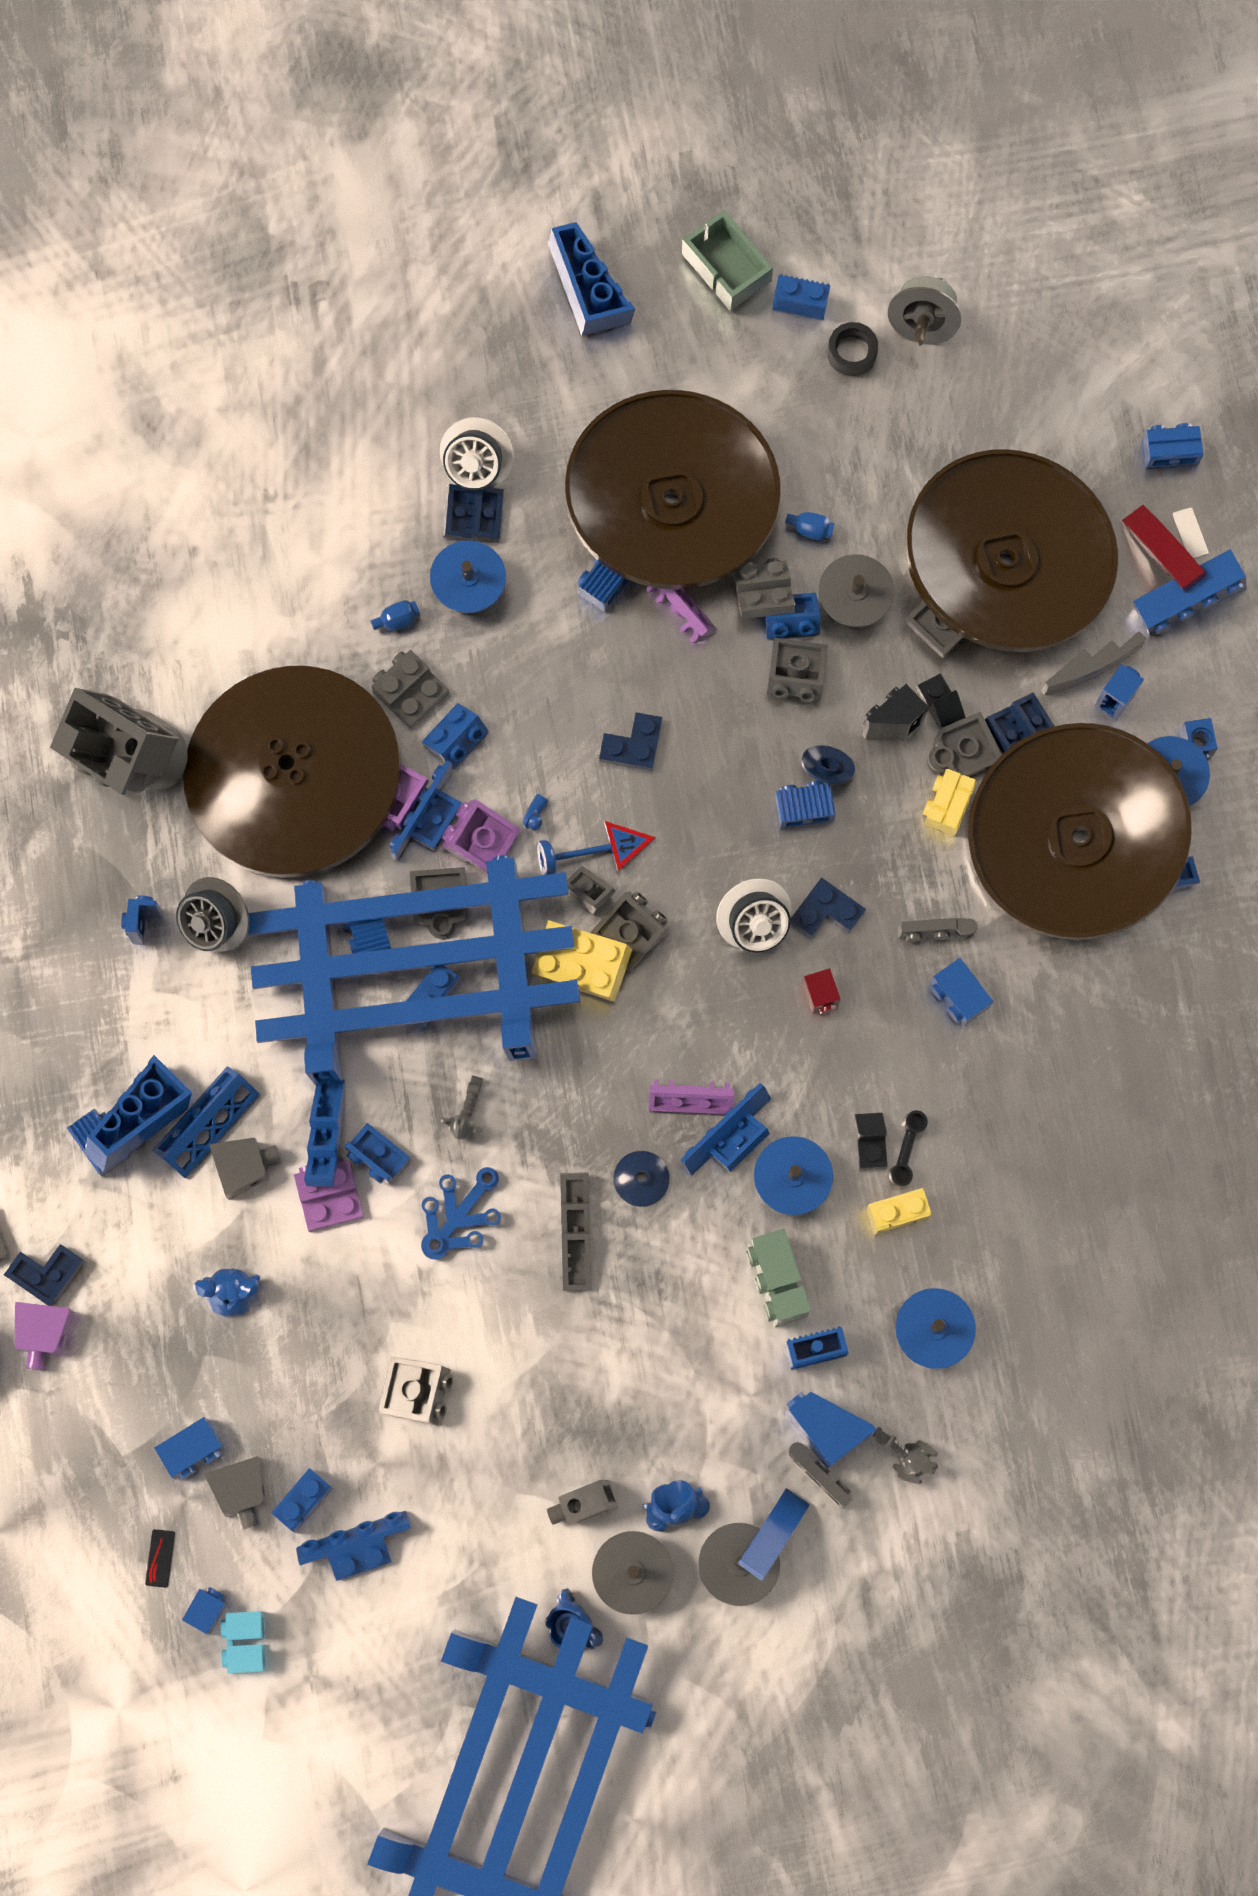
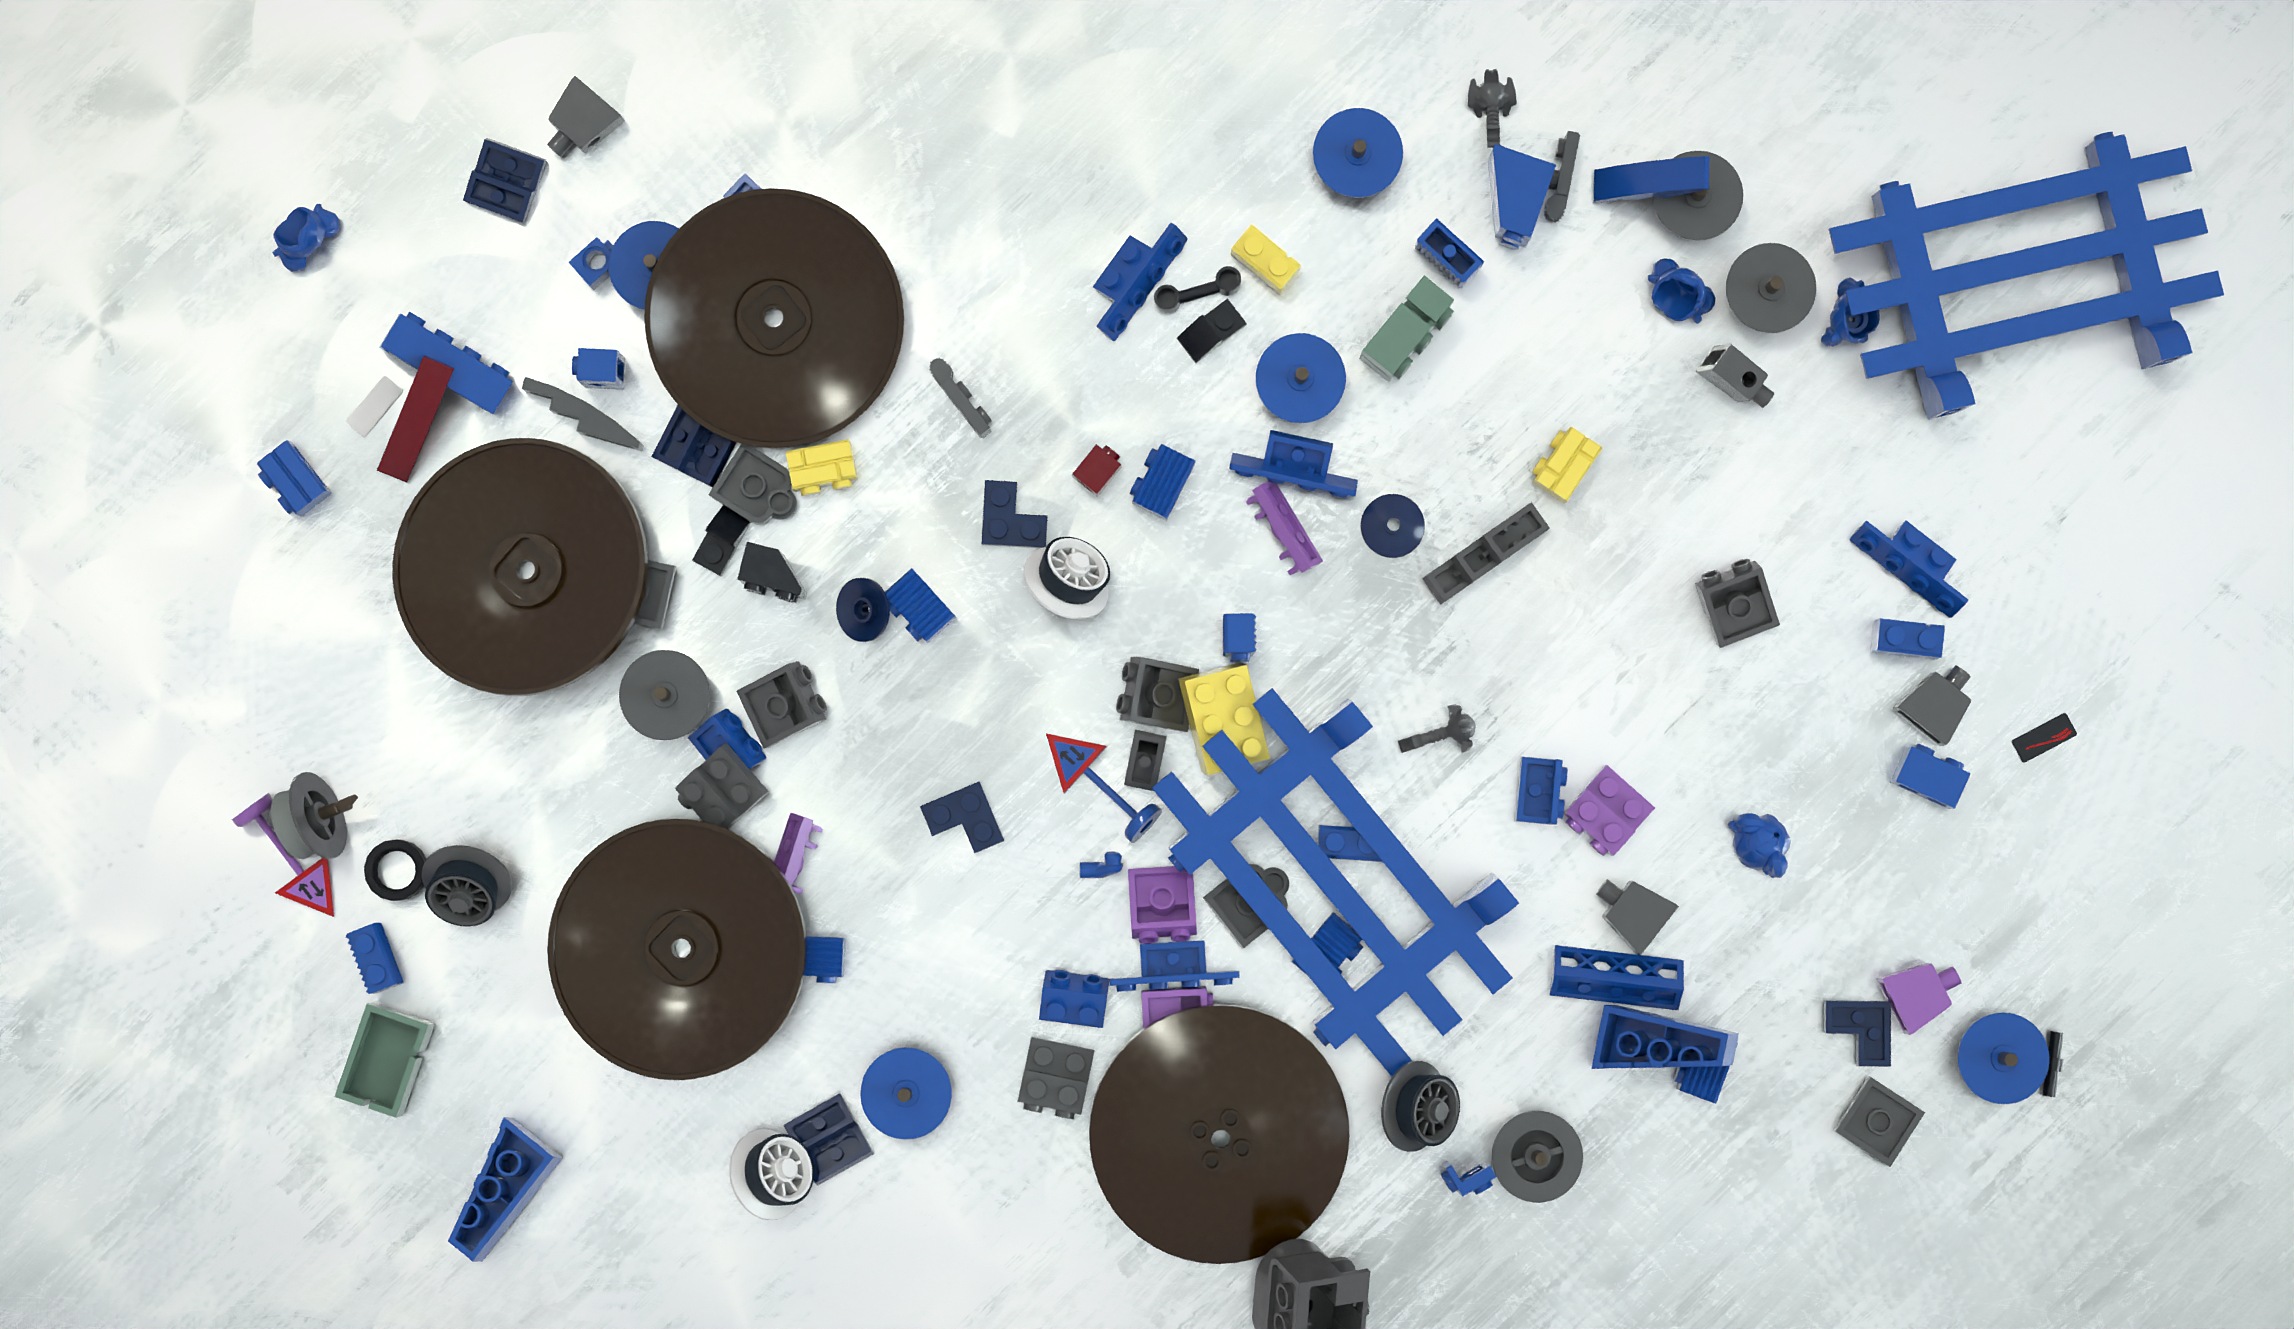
camera: 120 degrees left, 10 degrees up
(119, 975) = (1537, 1156): none -> dark grey piece
(205, 1610) = (2064, 660): blue brick -> none
(244, 1657) = (2068, 604): medium azure piece -> none
(325, 1134) = (1556, 851): blue slope -> none
(397, 616) = (989, 1140): blue plant -> none
(458, 1216) = (1547, 675): blue plant -> none
(602, 1333) = (1566, 465): none -> light yellow brick
(633, 1009) = (1239, 636): none -> blue brick
(782, 1031) = (1162, 482): none -> blue brick
(811, 380) = (465, 885): none -> dark grey piece
(811, 525) = (618, 788): blue plant -> none
(879, 288) = (310, 886): none -> medium lavender piece
(947, 1110) = (1133, 276): none -> blue bracket
(960, 992) = (1009, 334): blue brick -> none

